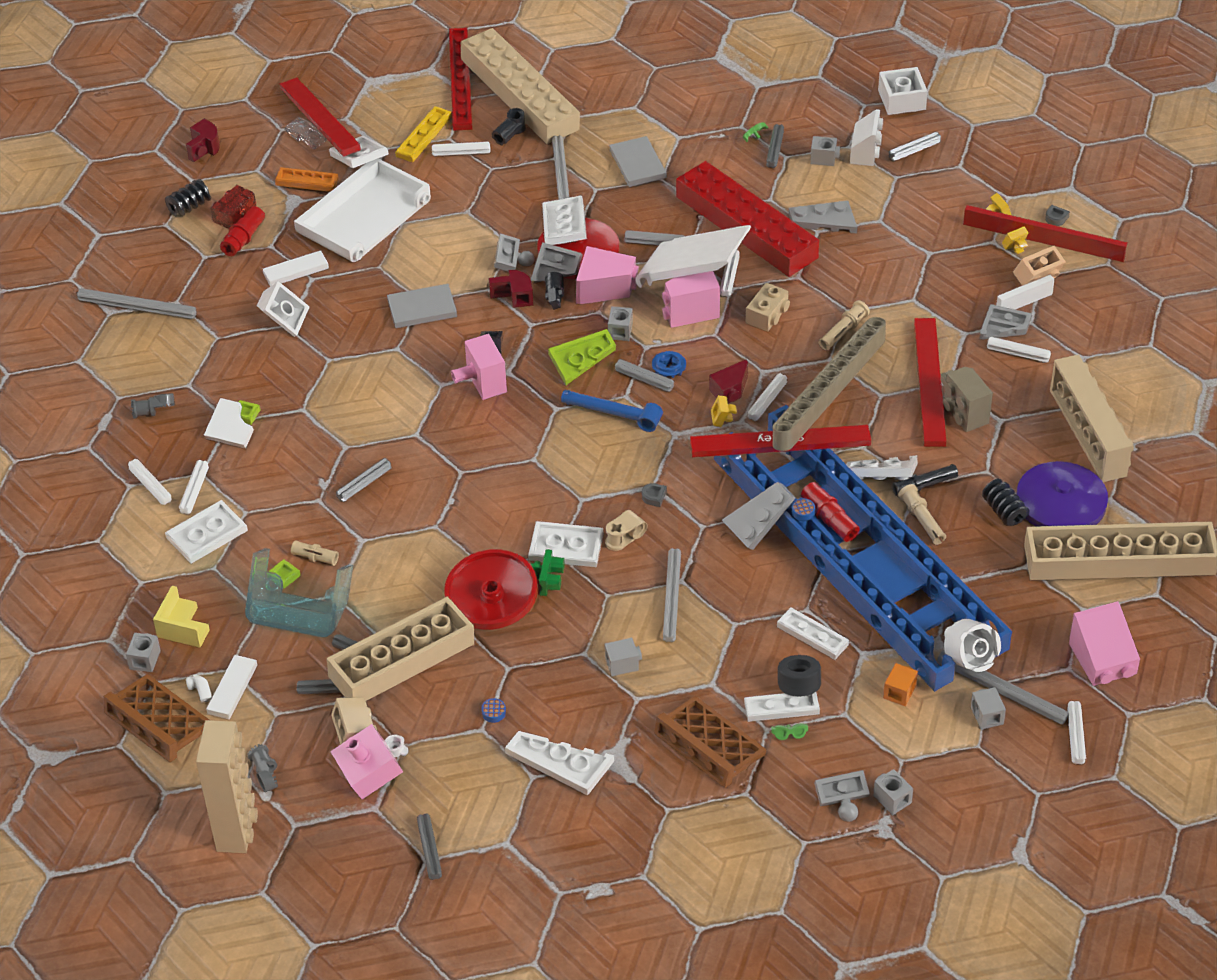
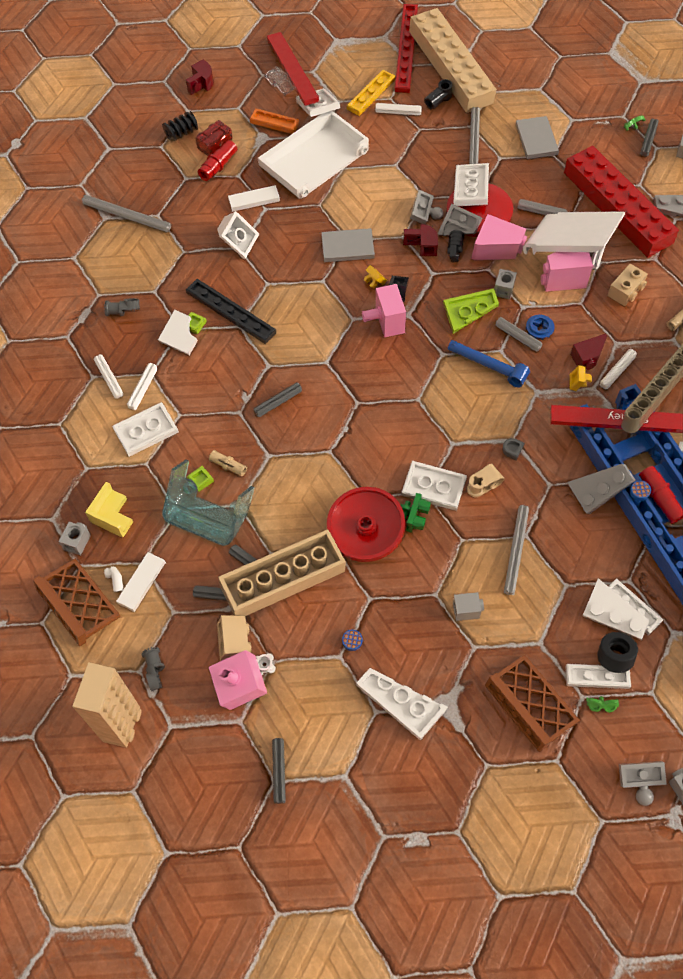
camera: 10 degrees right, 15 degrees up
(289, 394) = (231, 311): none -> black tile
(459, 333) = (376, 276): none -> yellow tile
(788, 637) = (614, 612): none -> white wing

